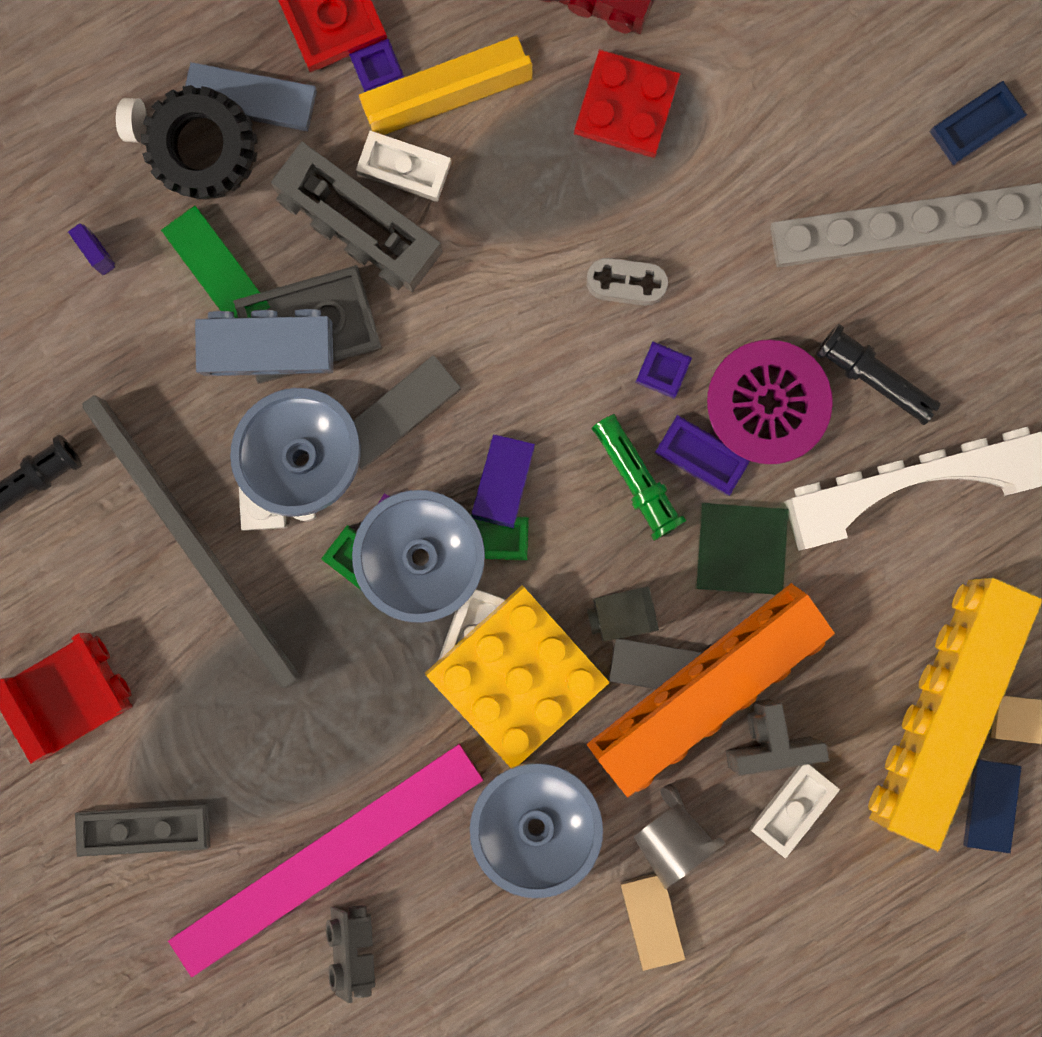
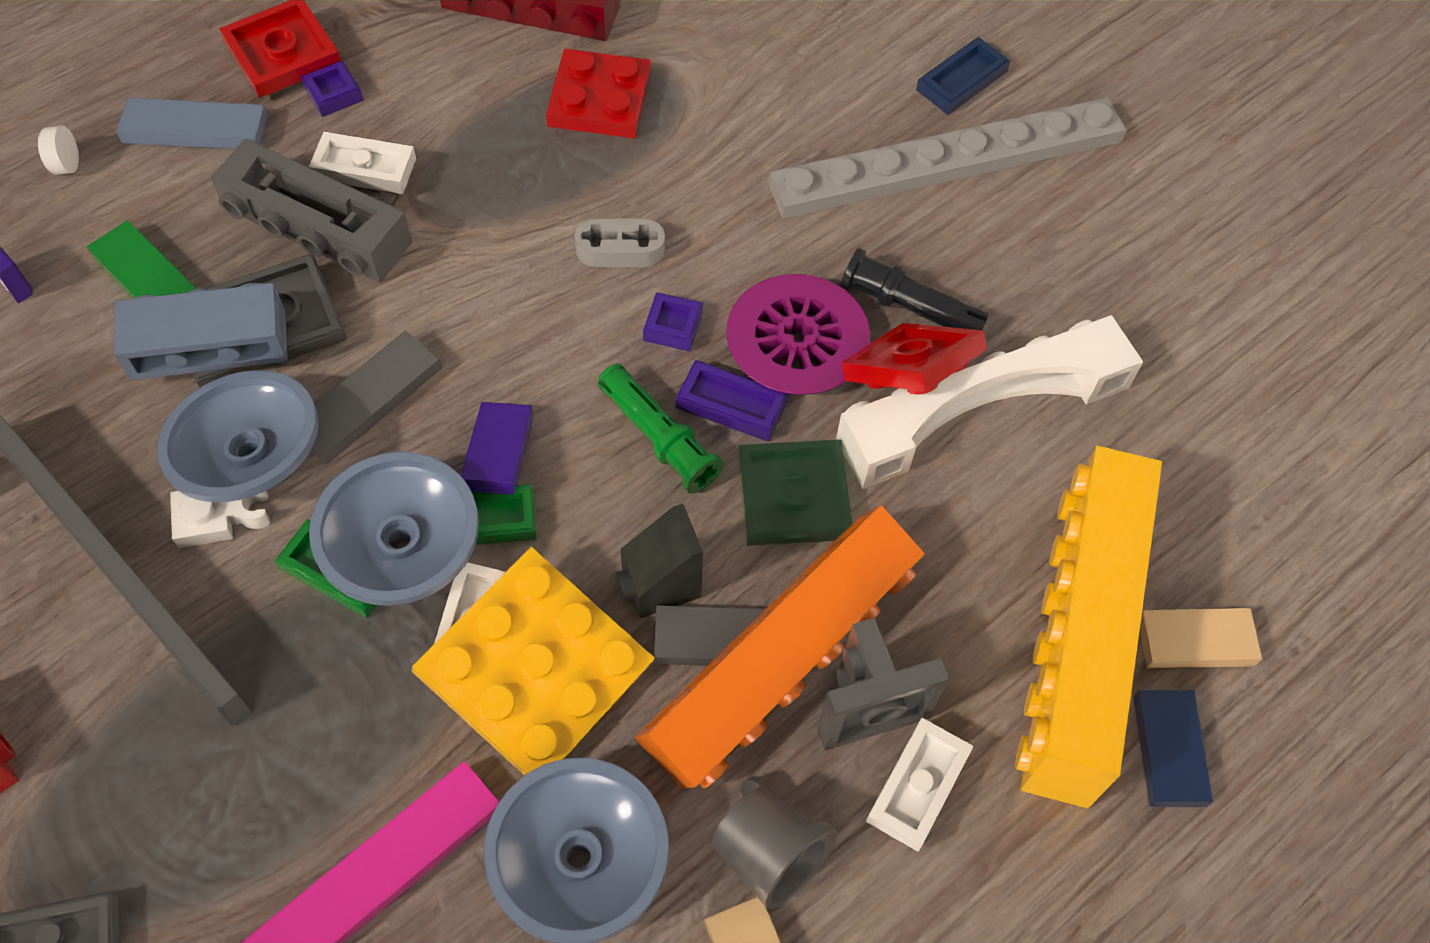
camera: 15 degrees left, 25 degrees down
(163, 136) = (116, 123): black tyre -> none
(446, 86) = (409, 94): yellow panel -> none
(863, 450) = (914, 357): none -> red plate

